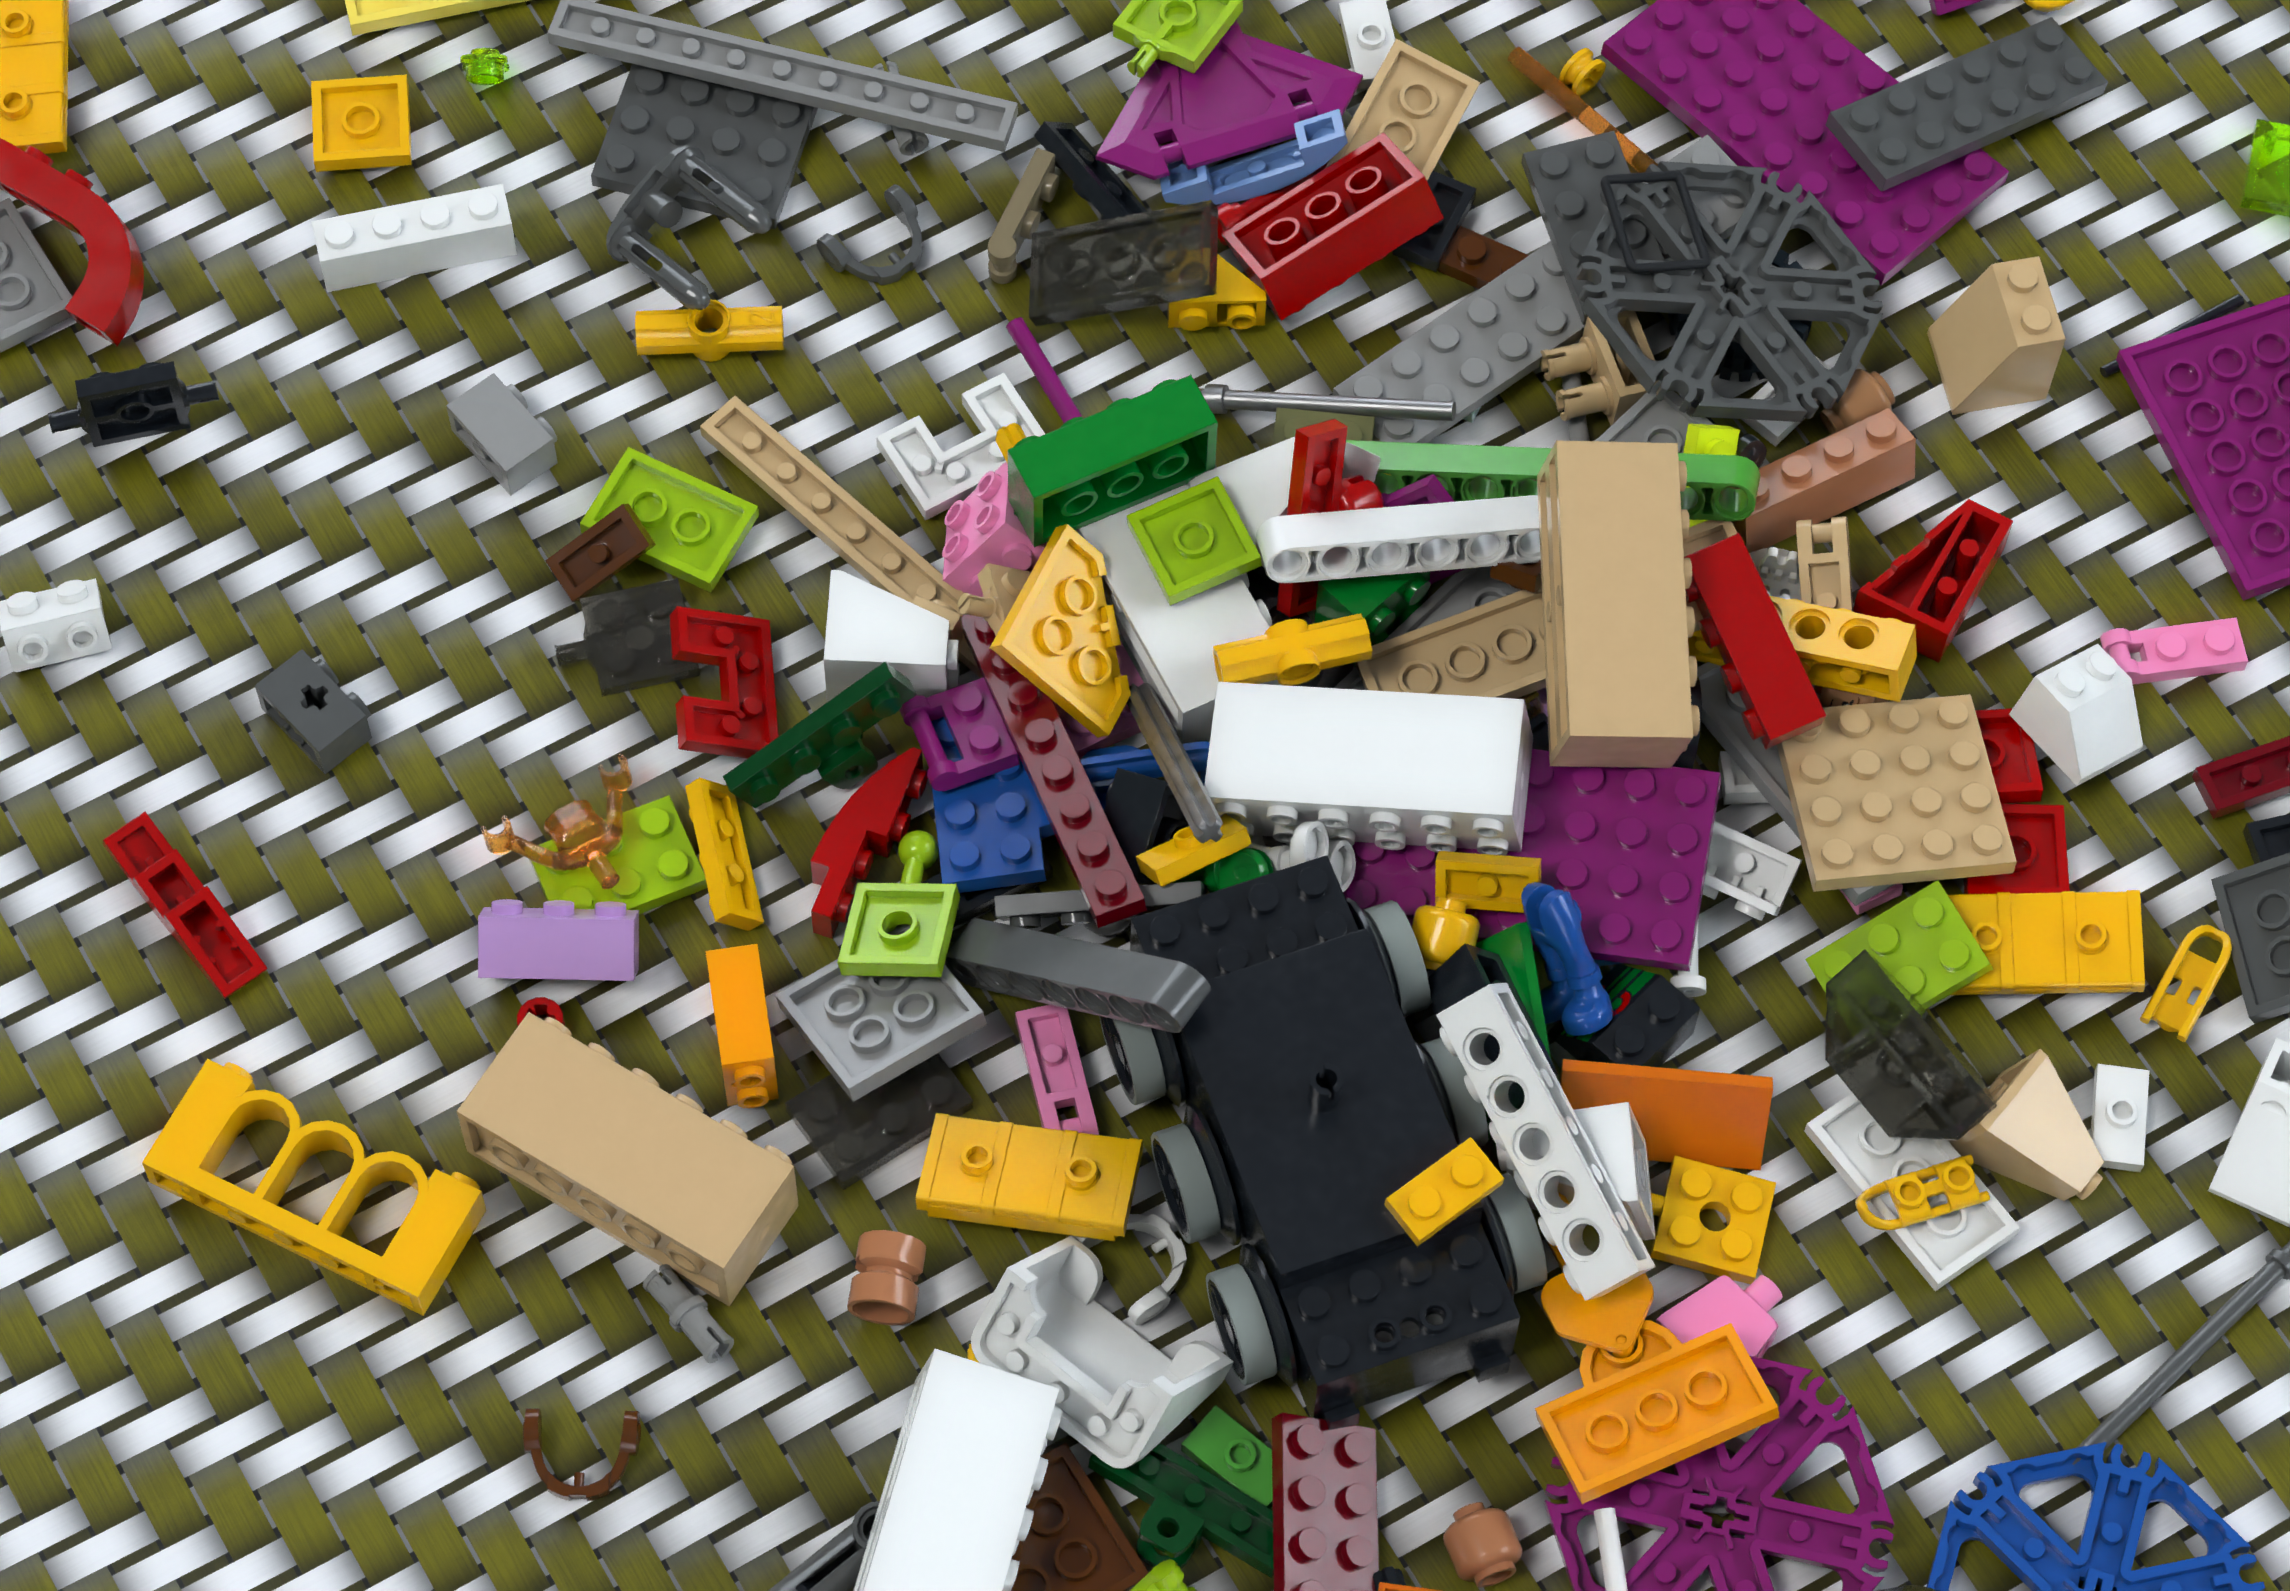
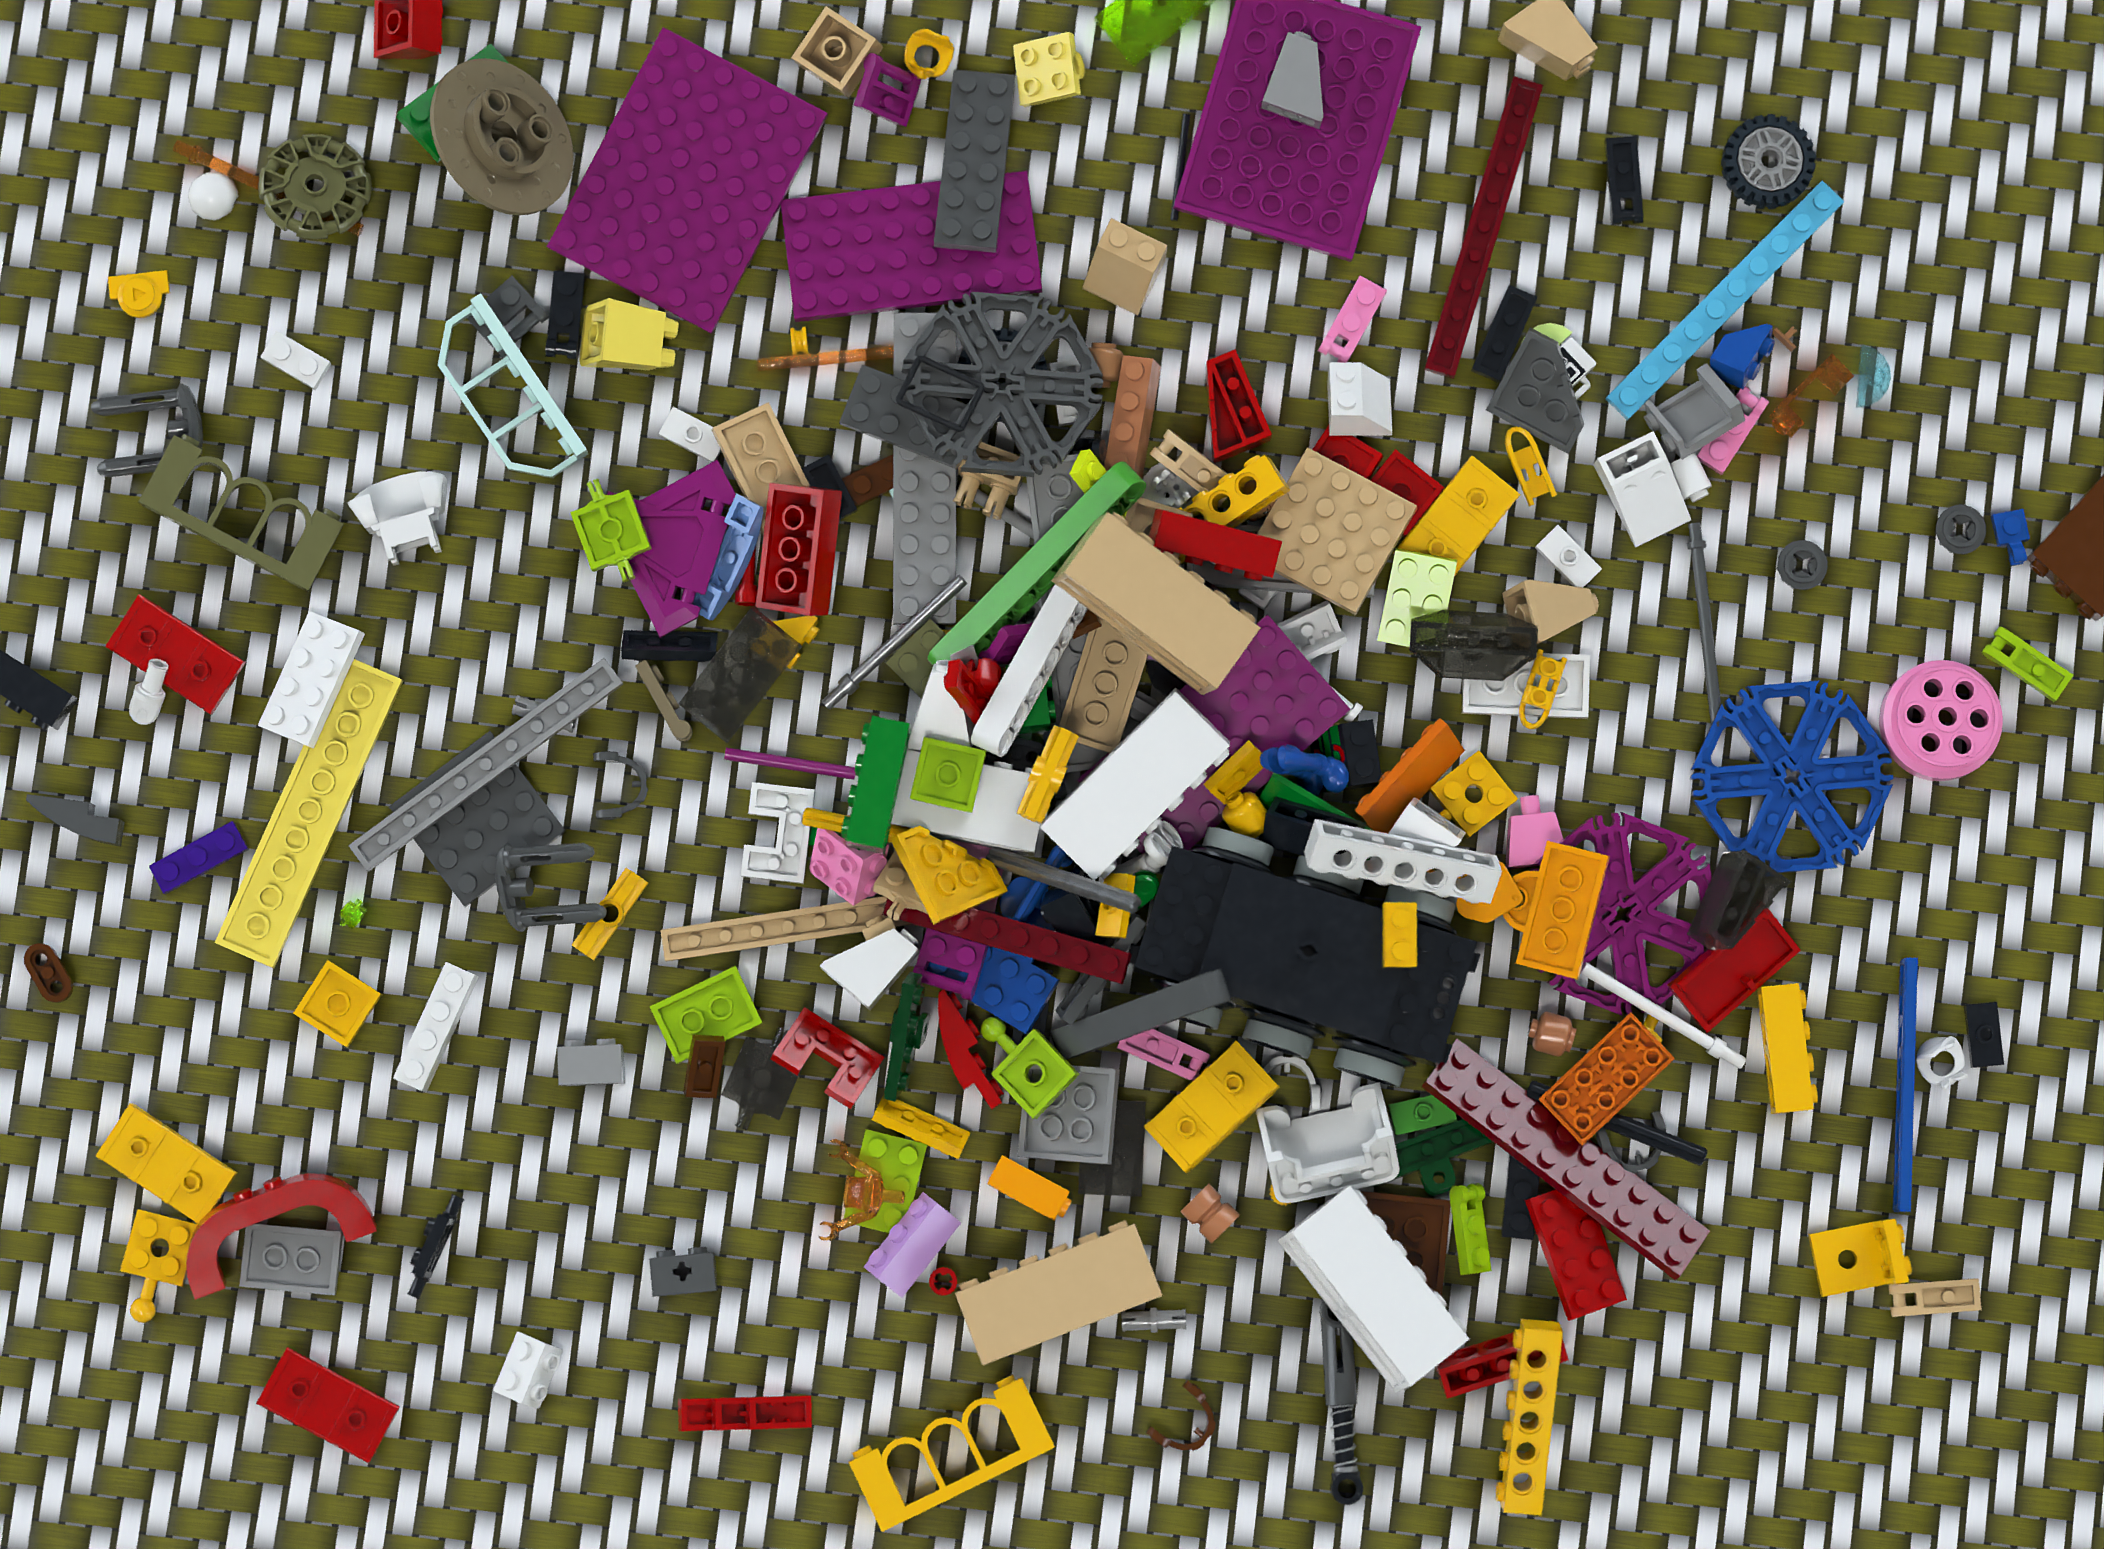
camera: 55 degrees left, 20 degrees up
(2149, 109) = (1048, 69): none -> light yellow plate

